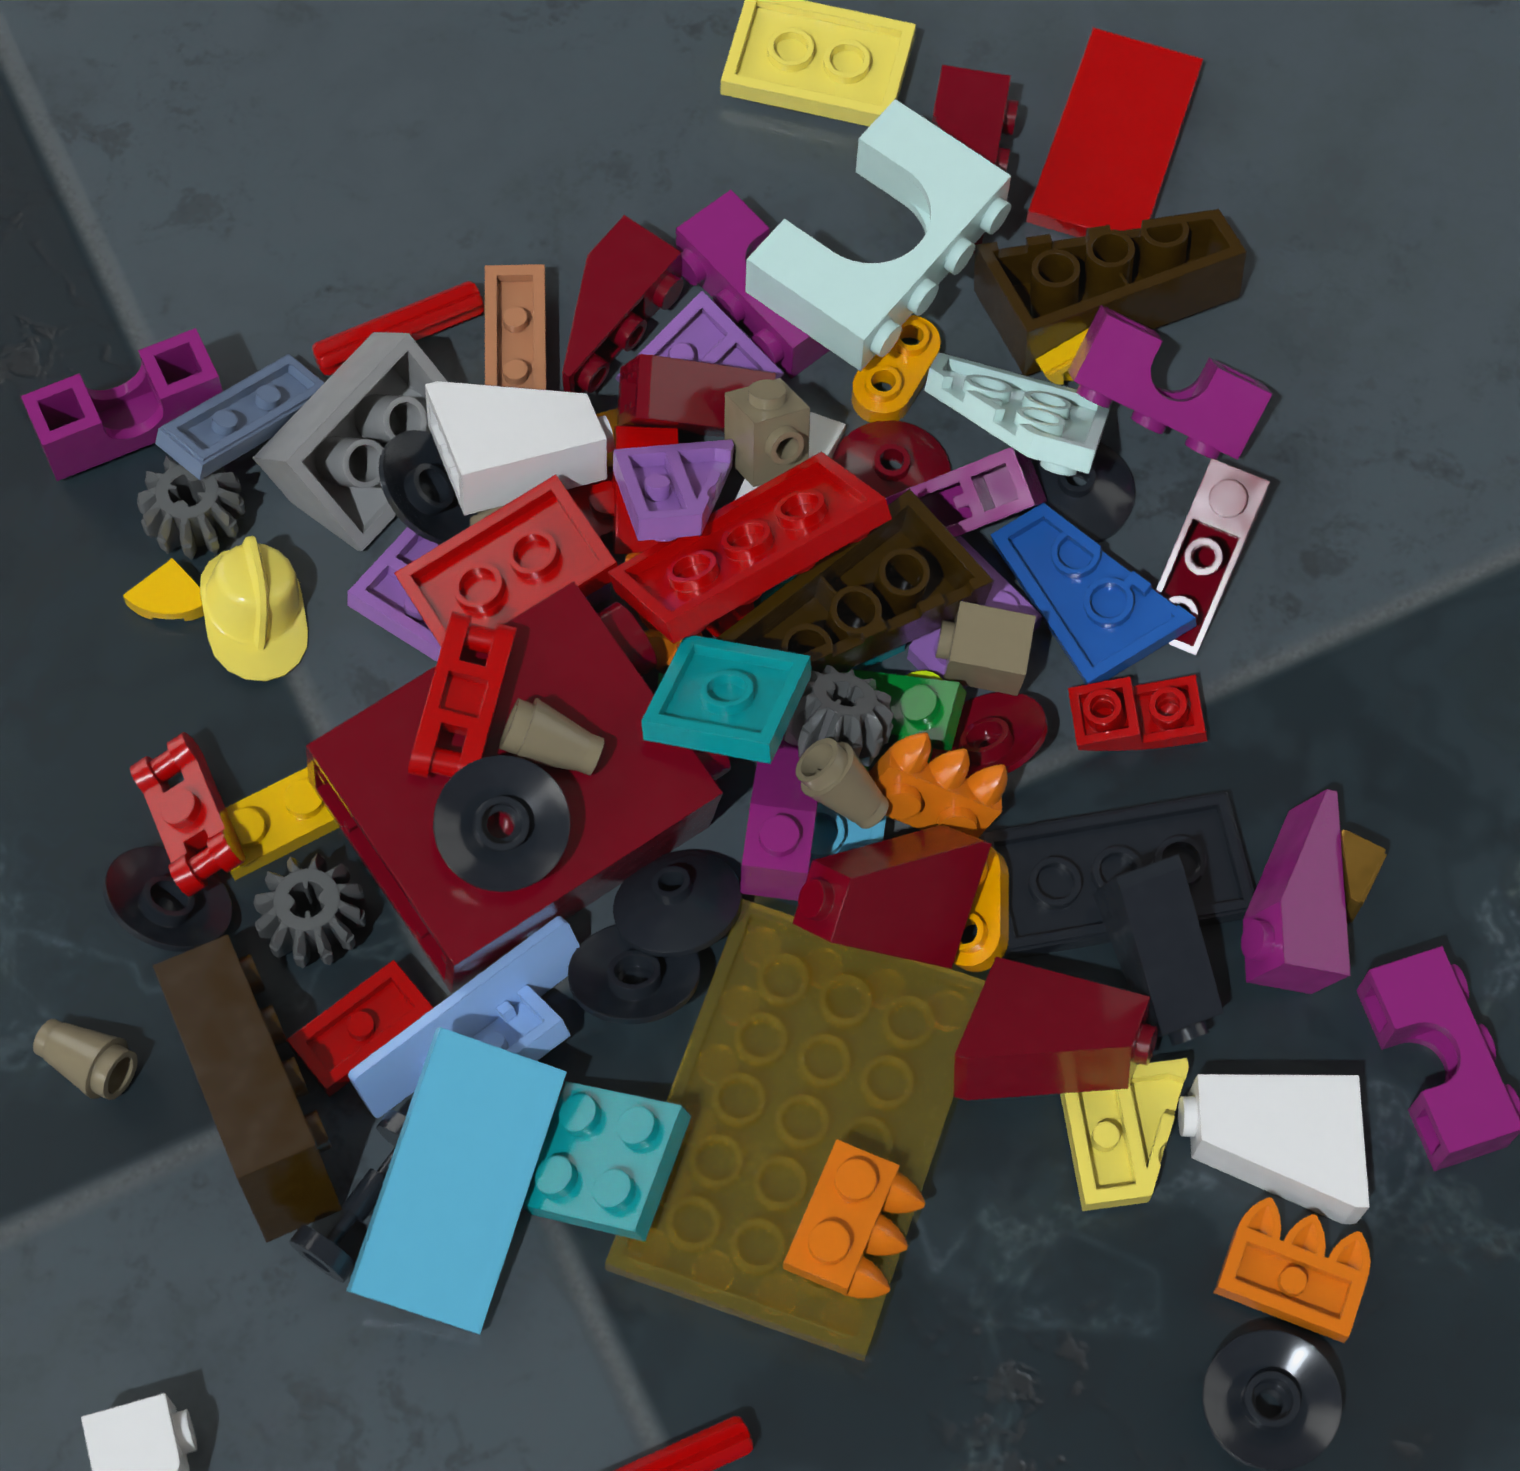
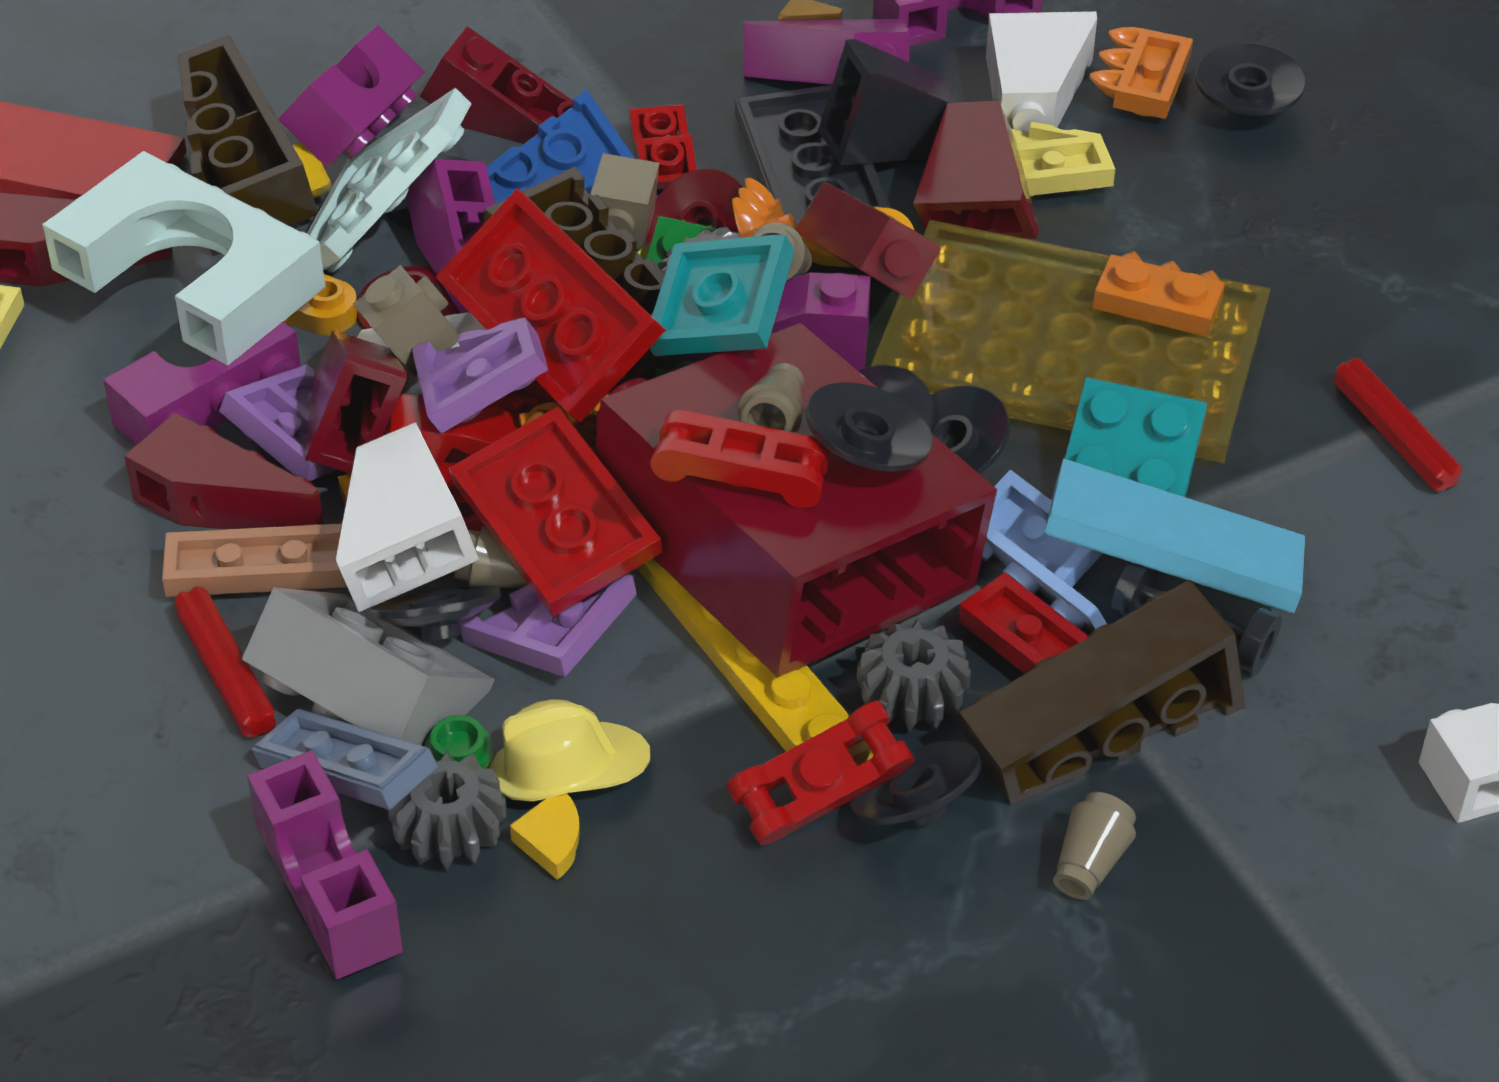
camera: 90 degrees left, 20 degrees down
(273, 517) = (461, 738): none -> green plate

